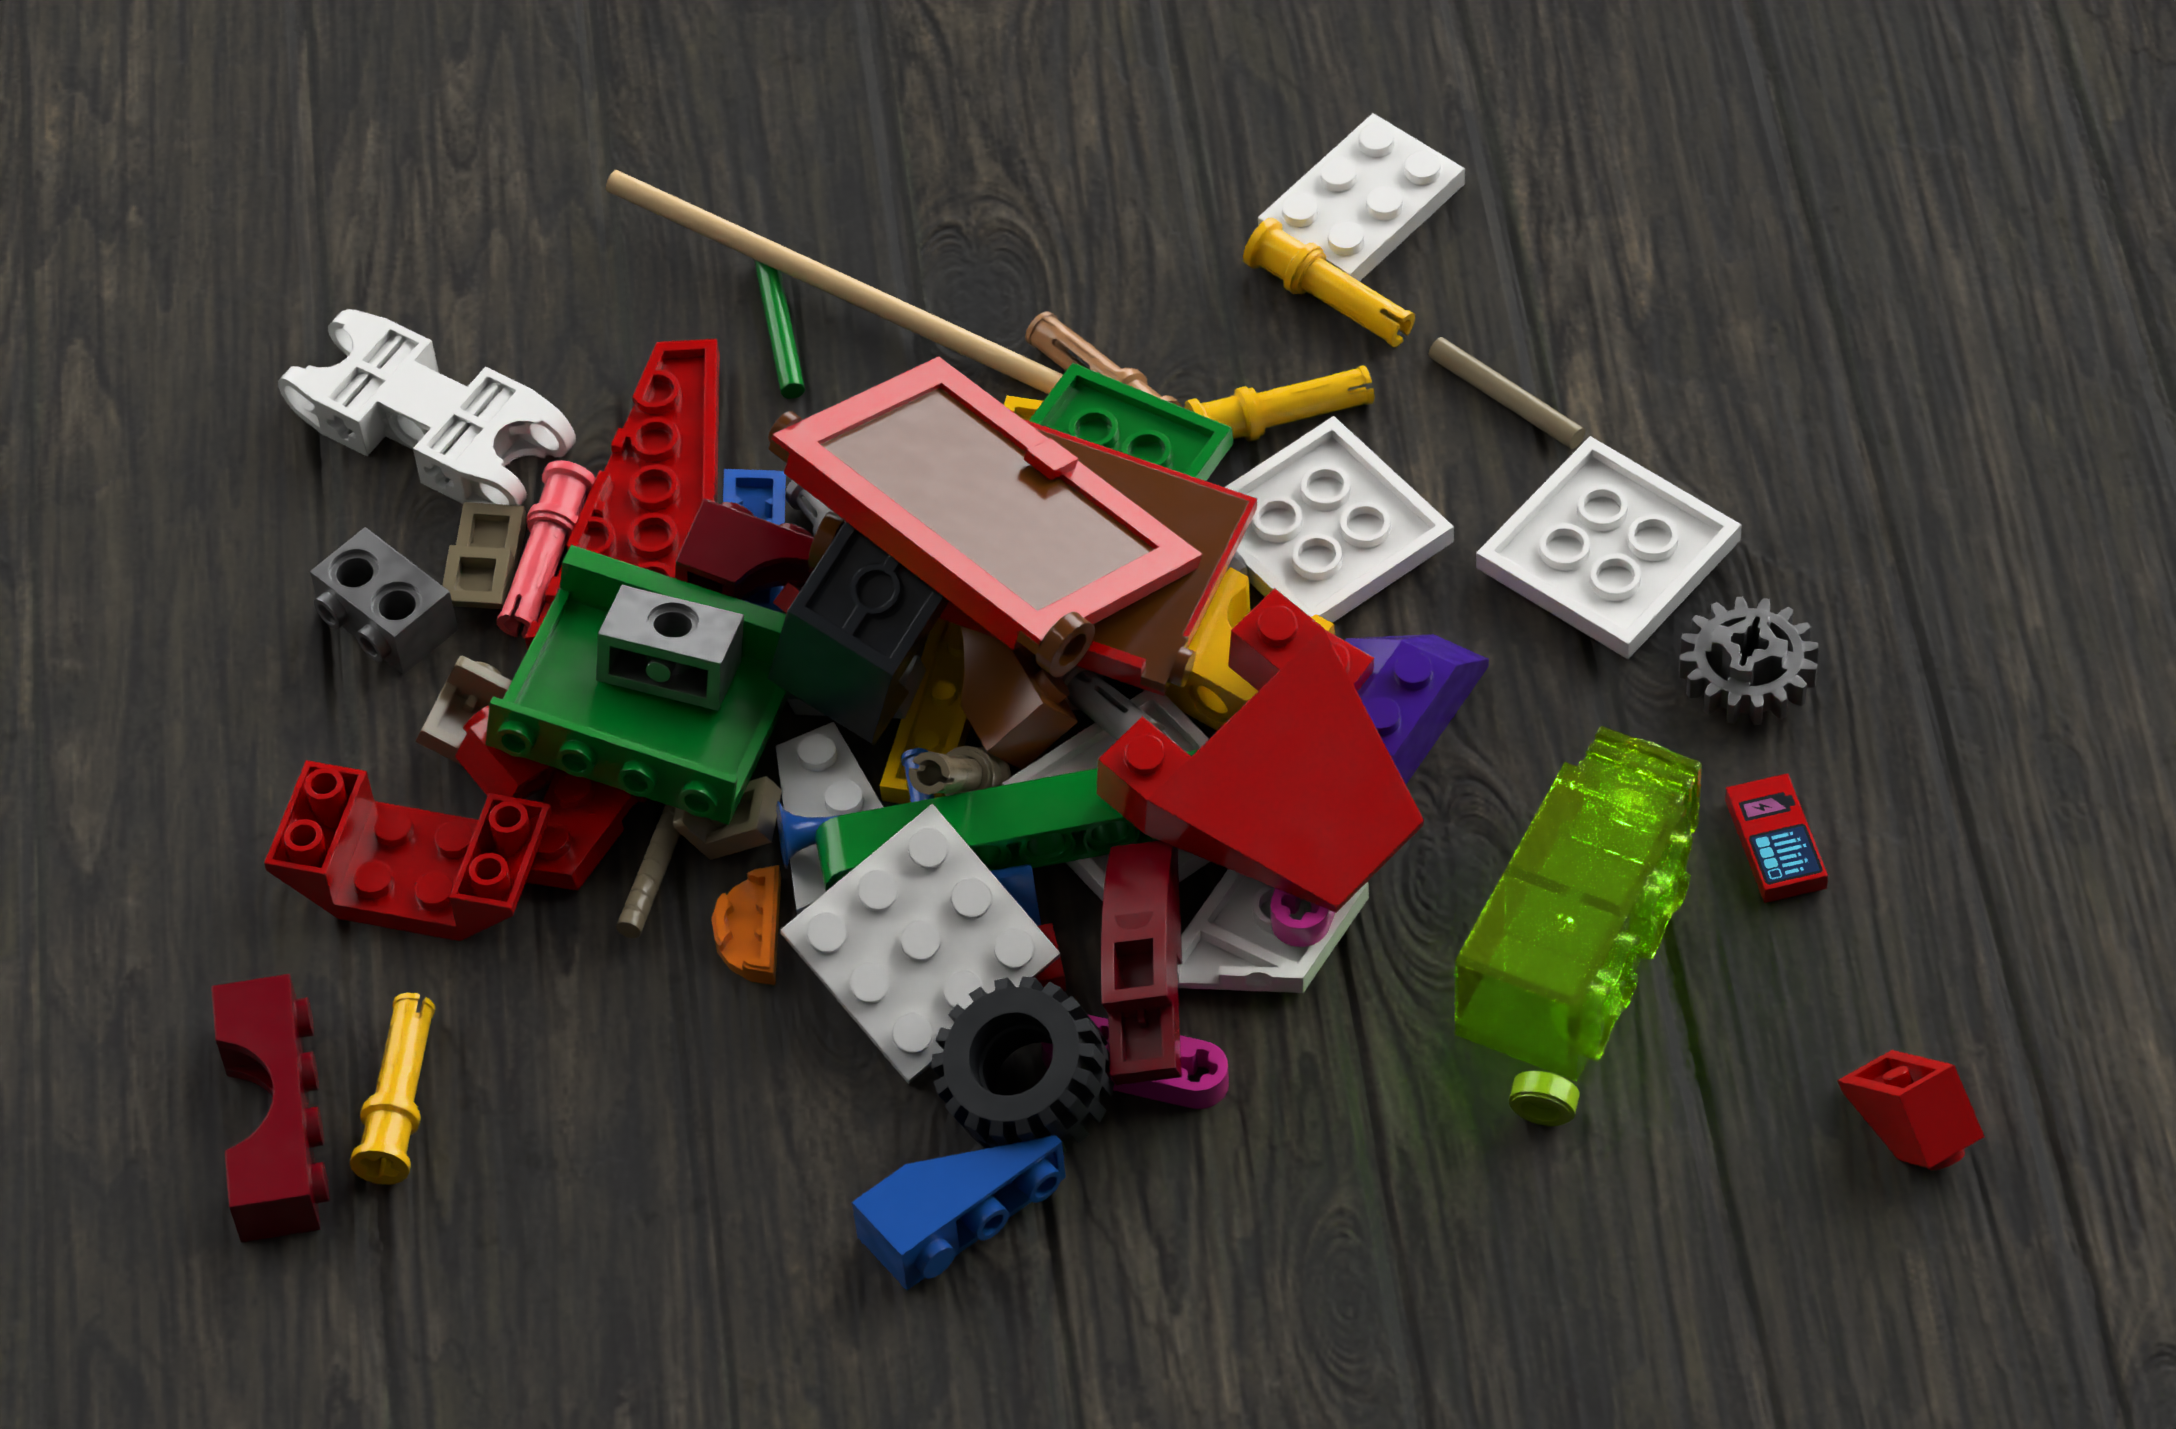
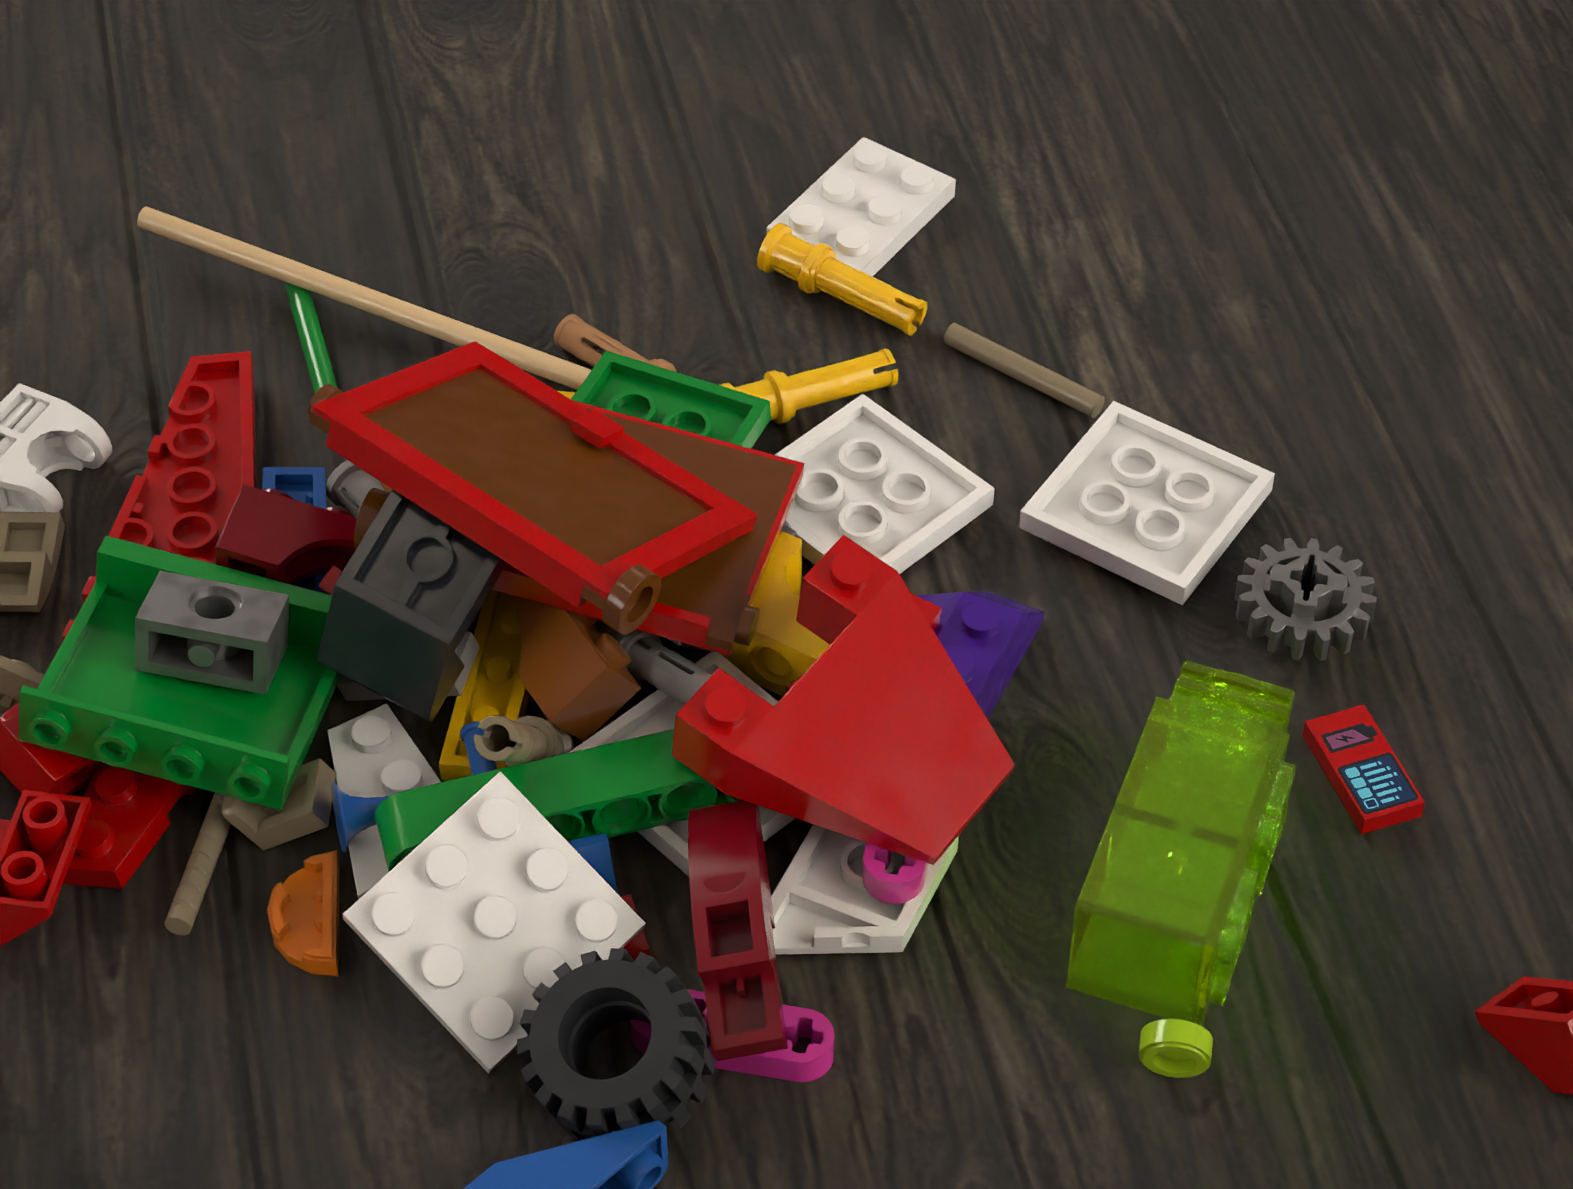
camera: 10 degrees left, 5 degrees down
(550, 528) = (85, 528): coral pin -> none

